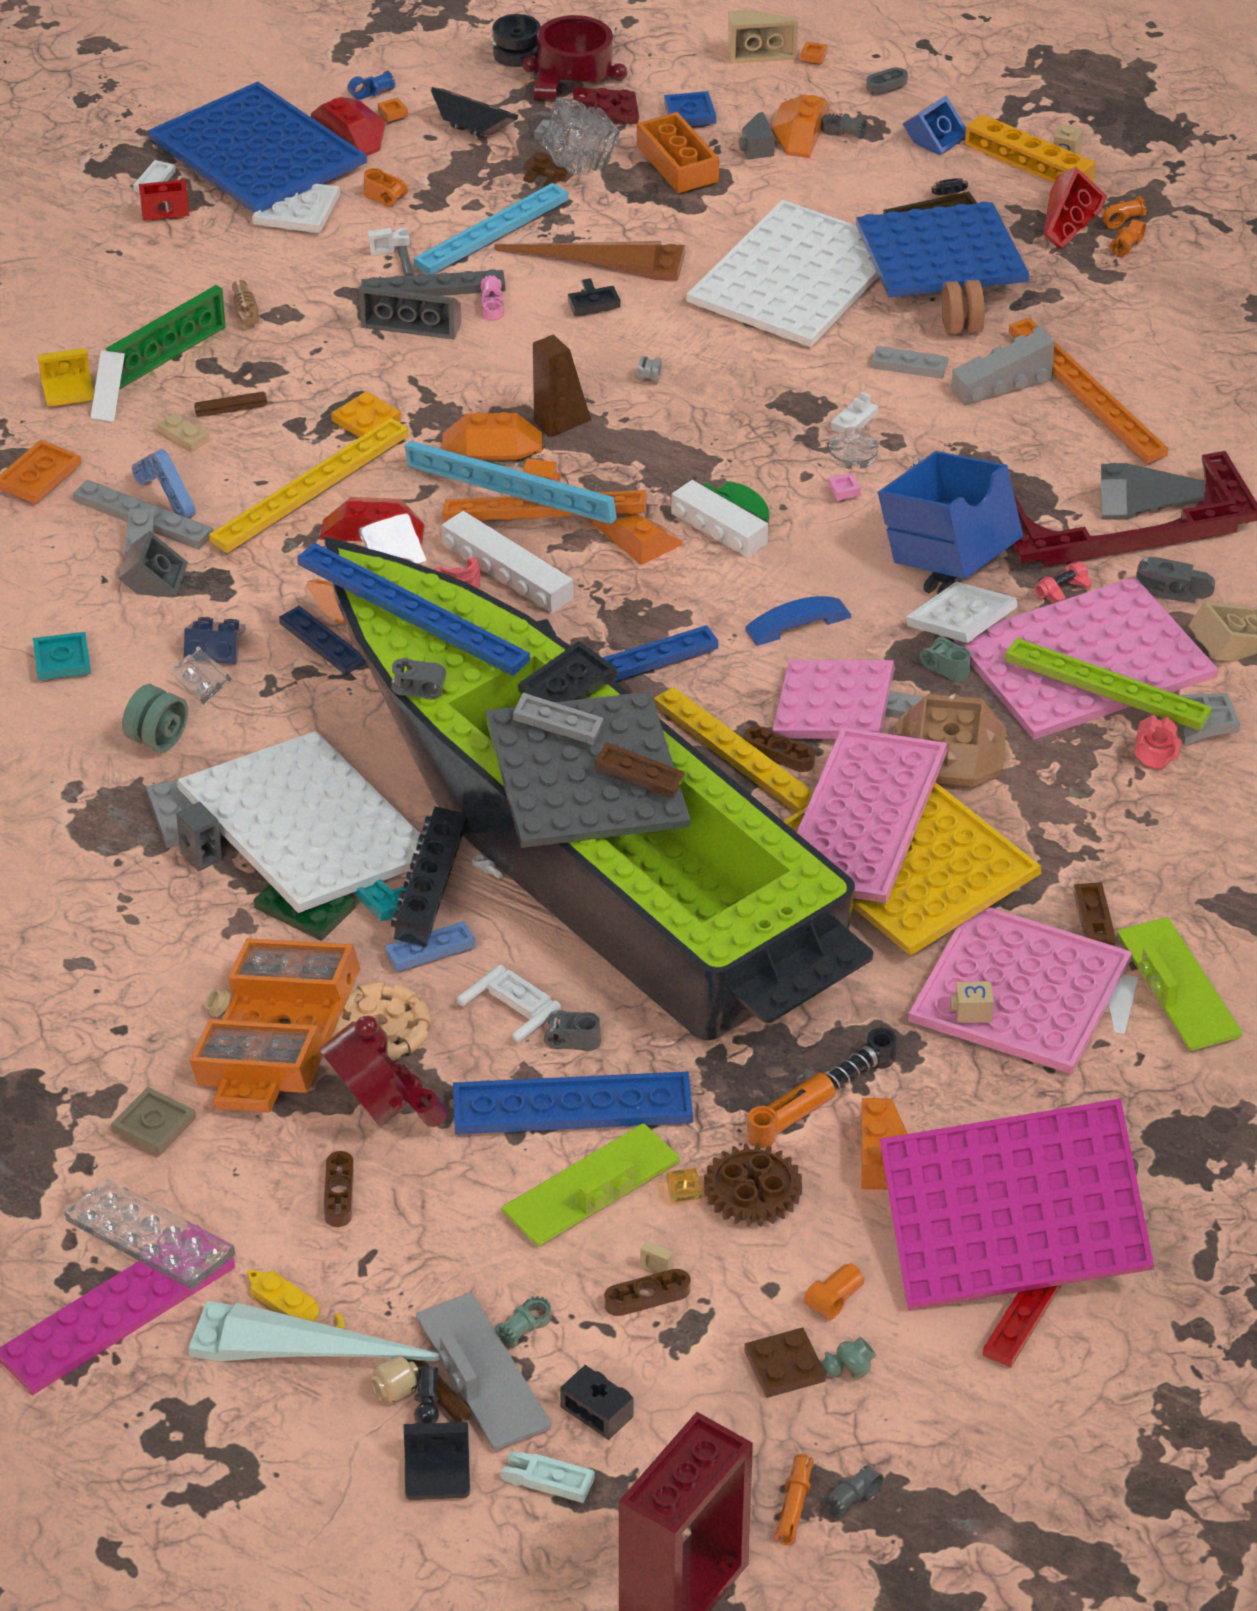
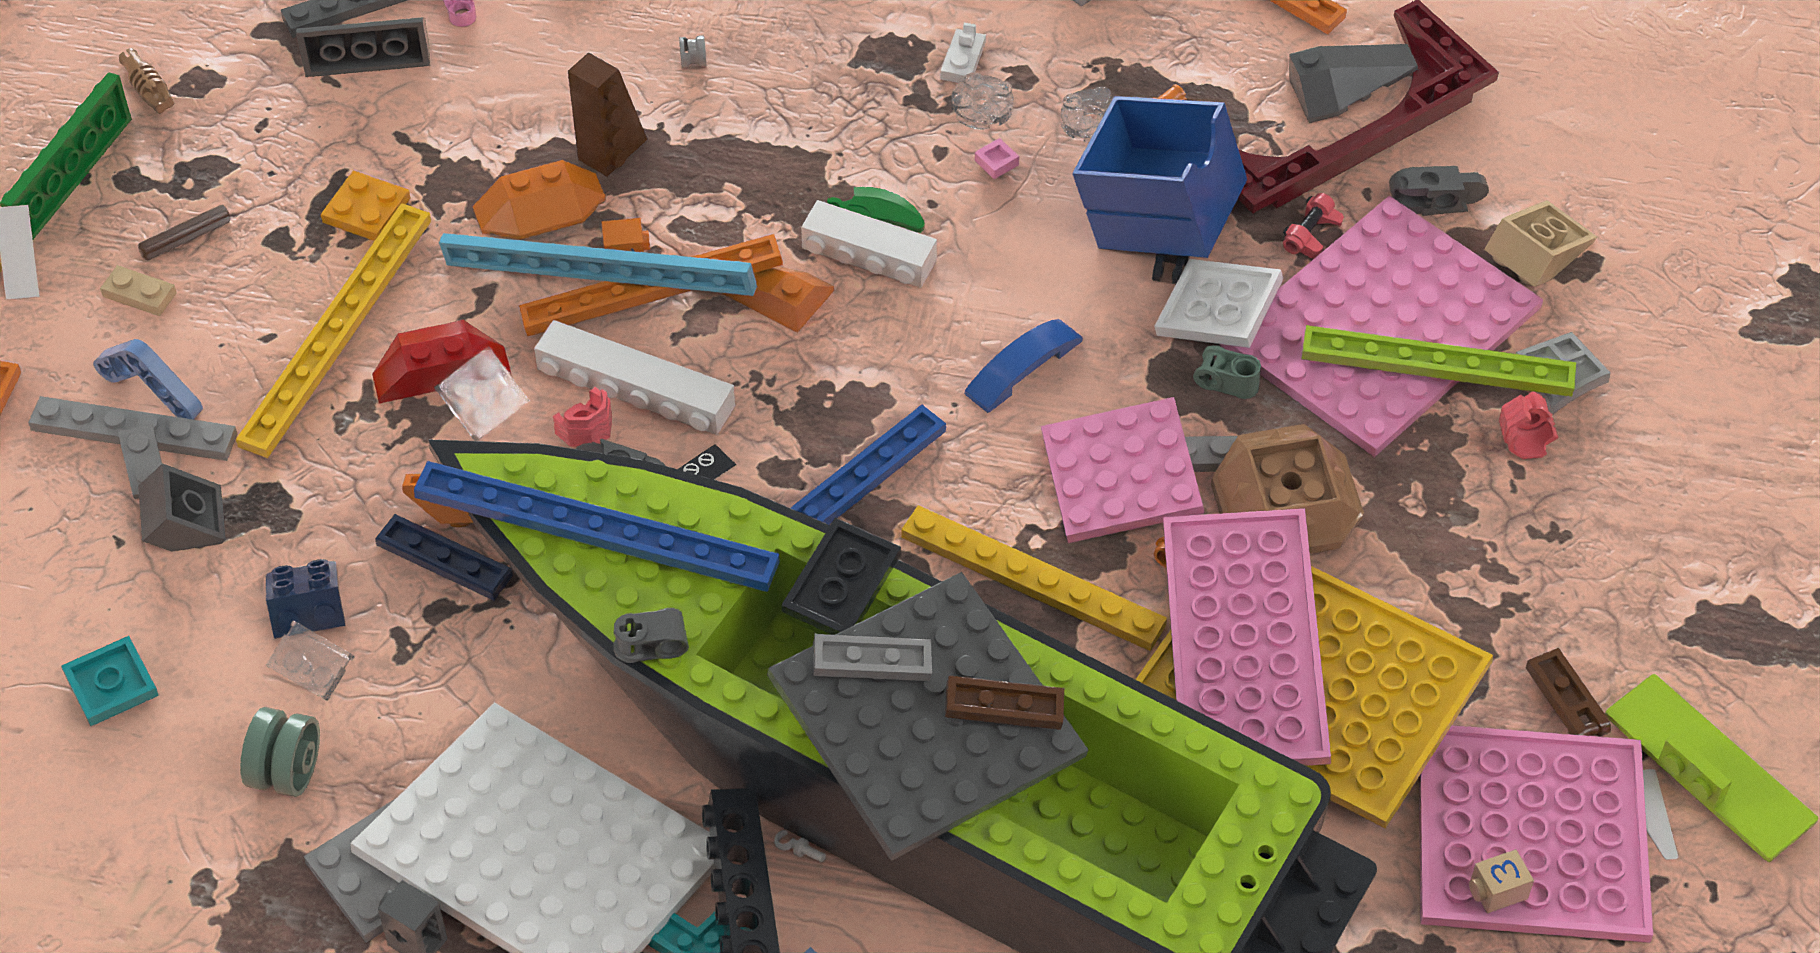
camera: 20 degrees left, 10 degrees up
(796, 756) = (1075, 547): reddish brown beam -> none

